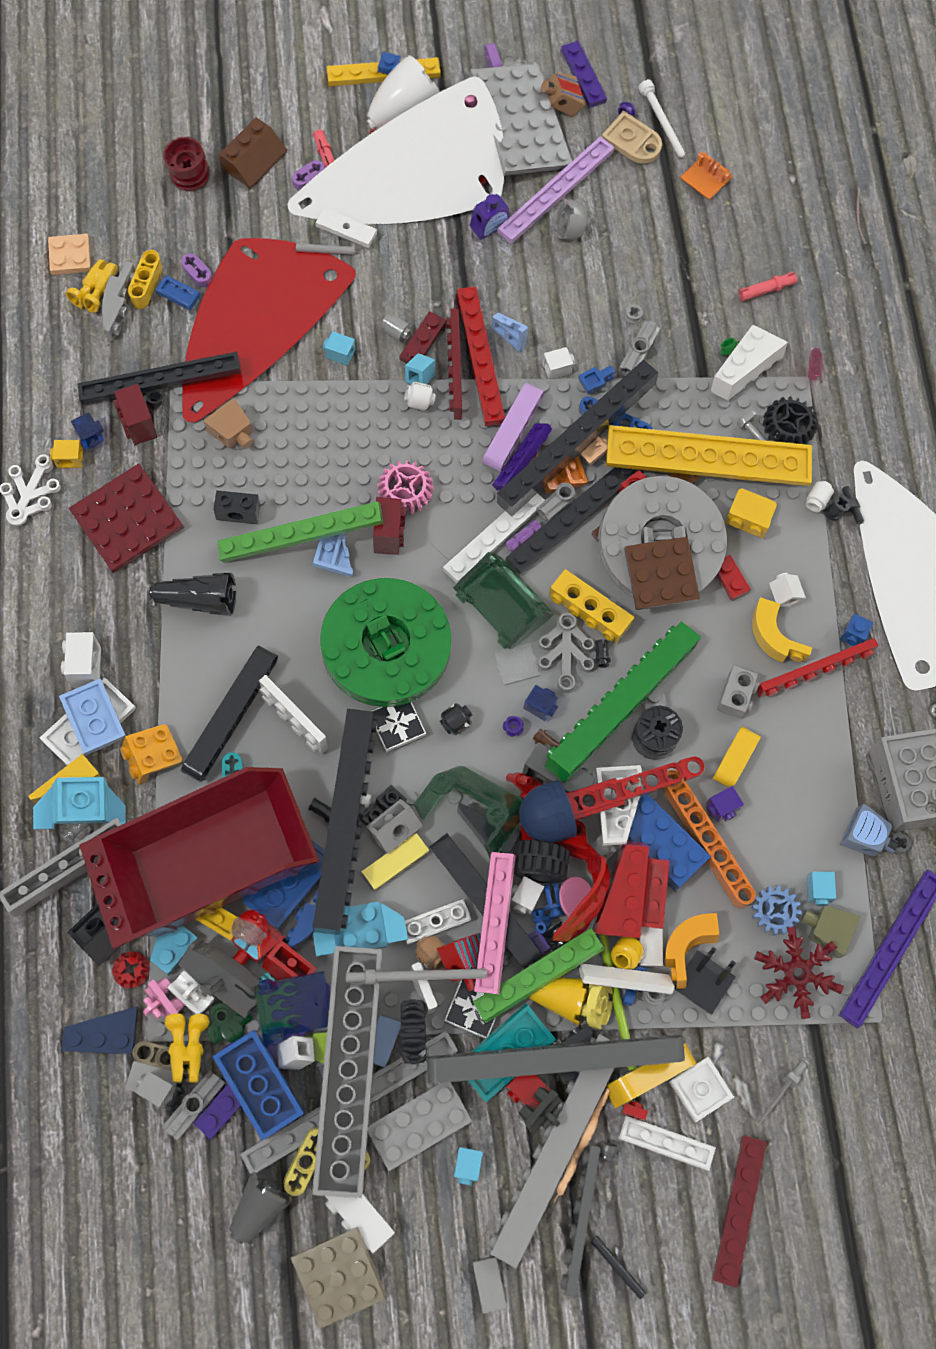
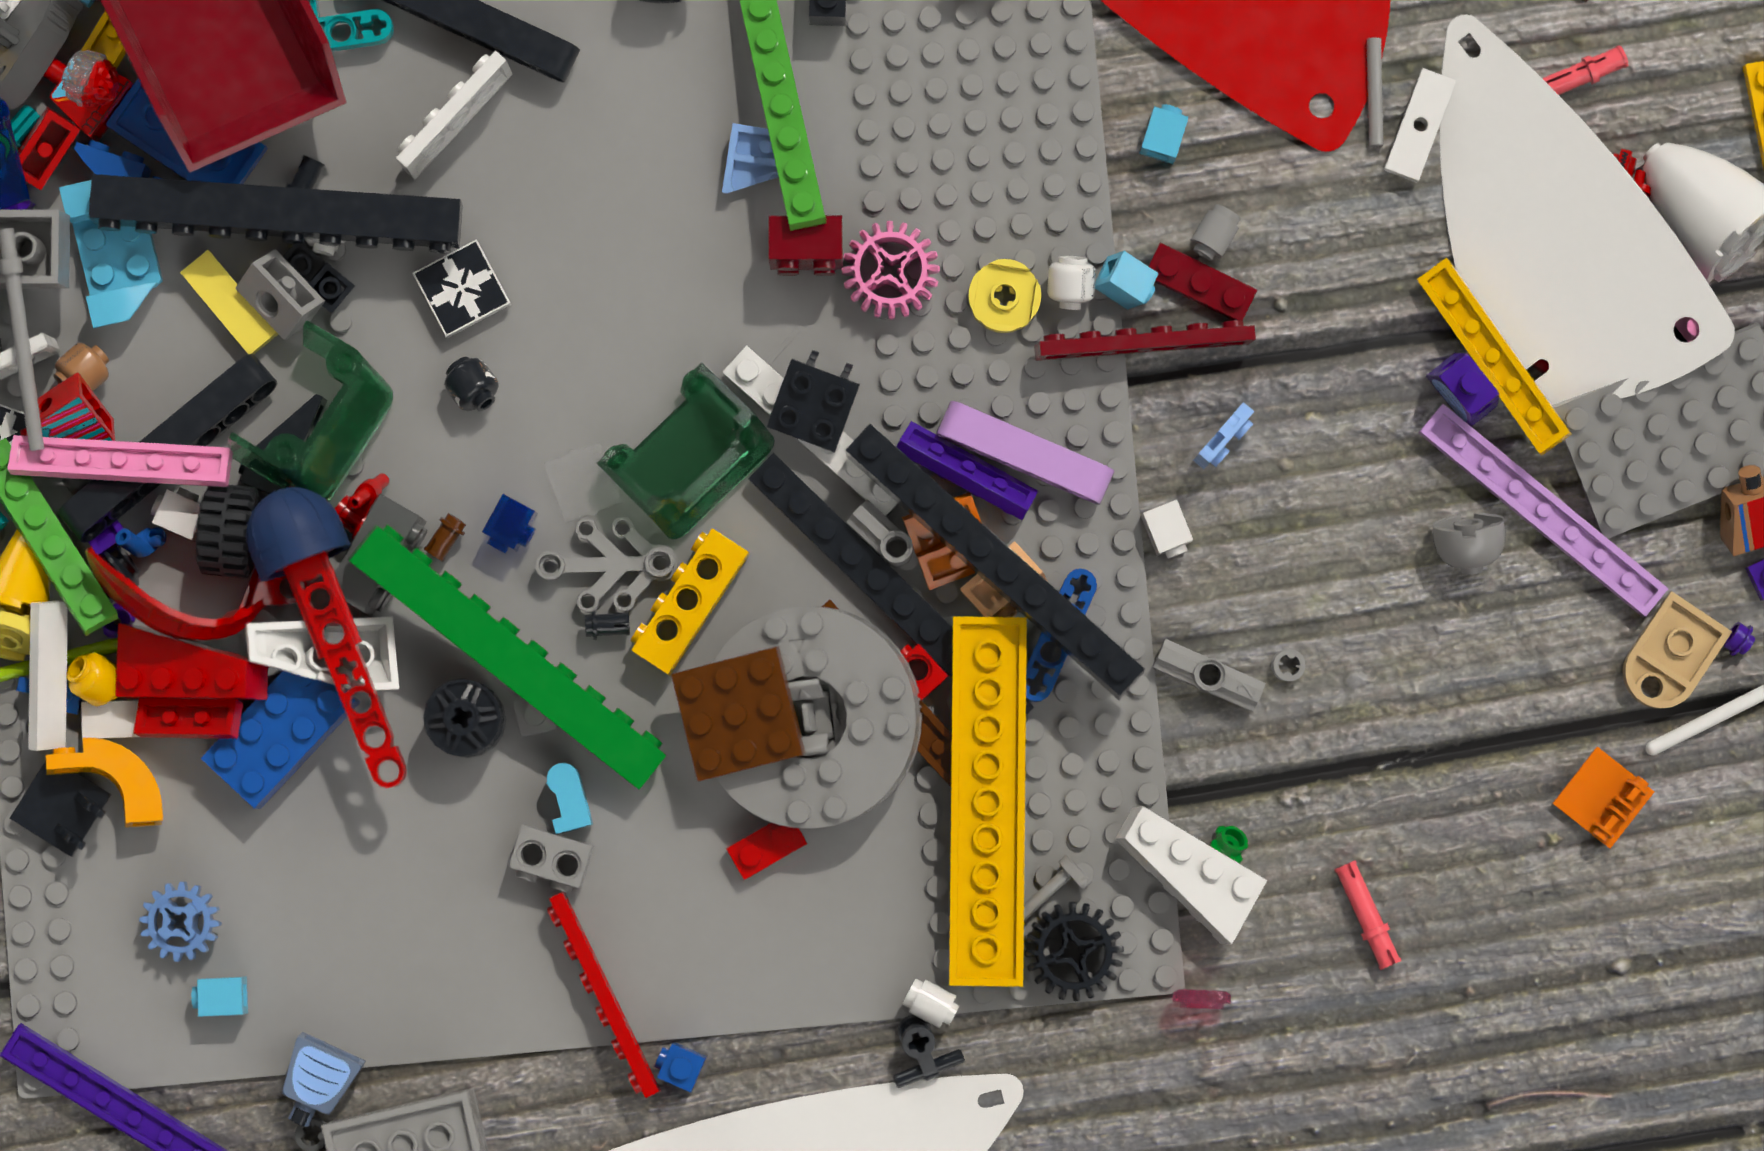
camera: 90 degrees right, 15 degrees up
(307, 174) = (1537, 40): medium lavender beam -> none
(385, 642) = (591, 255): green piece -> none
(424, 442) = (1021, 284): none -> light yellow plate
(449, 916) = (145, 393): white tile -> none
(464, 204) = (1494, 356): none -> yellow plate
(480, 356) = (1171, 387): red plate -> none
(480, 528) = (814, 403): none -> black plate
(513, 720) = (459, 479): dark purple plate -> none
(523, 535) = (817, 481): medium lavender axle -> none
(554, 908) = (165, 563): blue arm -> none
(572, 893) = (182, 589): bright pink piece -> none
(594, 379) = (1132, 593): blue plate -> none
(704, 679) = (571, 798): none -> medium azure leg
(717, 845) = (275, 811): orange beam -> none
(724, 804) = (351, 835): dark purple brick -> none
(736, 757) = (436, 856): yellow beam -> none
(751, 513) = (889, 880): yellow bracket -> none
(769, 636) = (672, 903): yellow arch -> none
(787, 589) = (742, 941): white brick -> none
(807, 975) = (79, 955): dark red piece -> none
(833, 926) = (155, 1012): olive torso -> none

